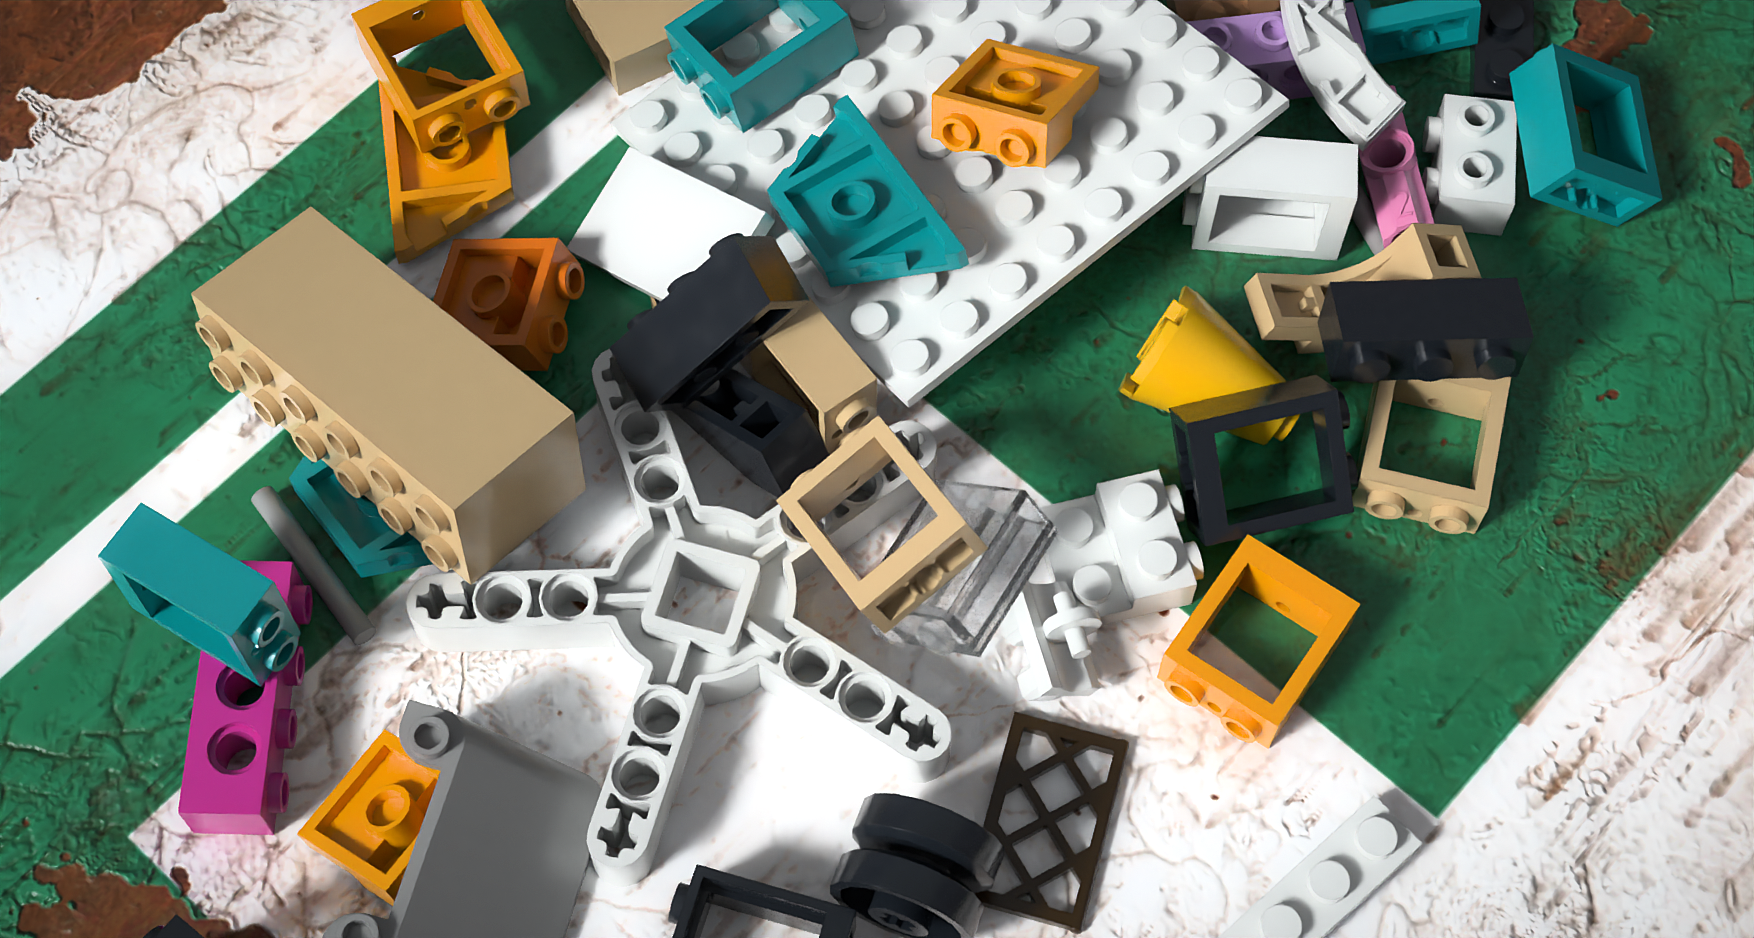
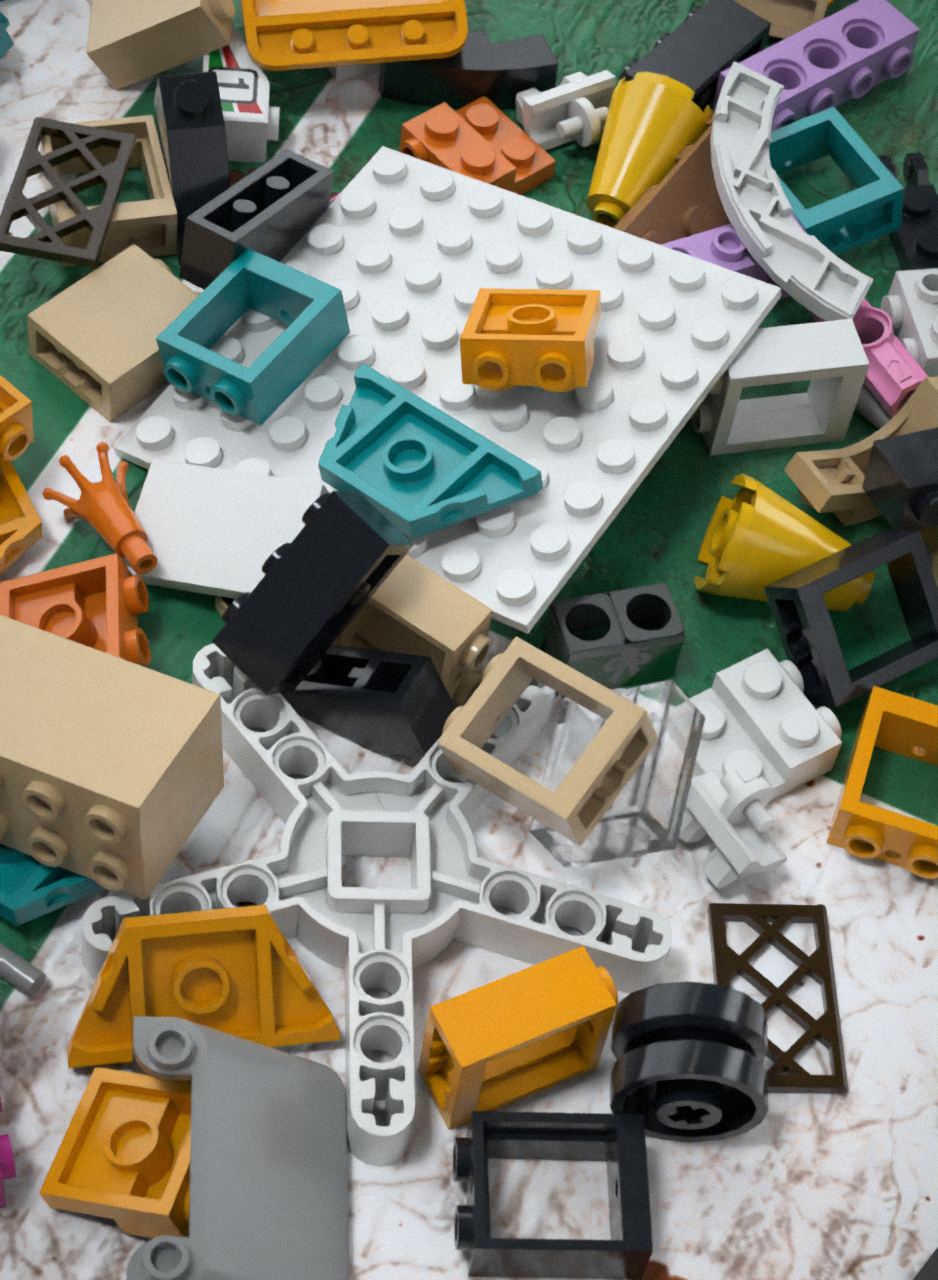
camera: 25 degrees left, 10 degrees down
(505, 674) = (206, 967): none -> light orange wing
(572, 190) = (108, 510): none -> orange piece
(767, 802) = (517, 1035): none -> light orange window
(992, 445) = (609, 658): none -> dark grey piece

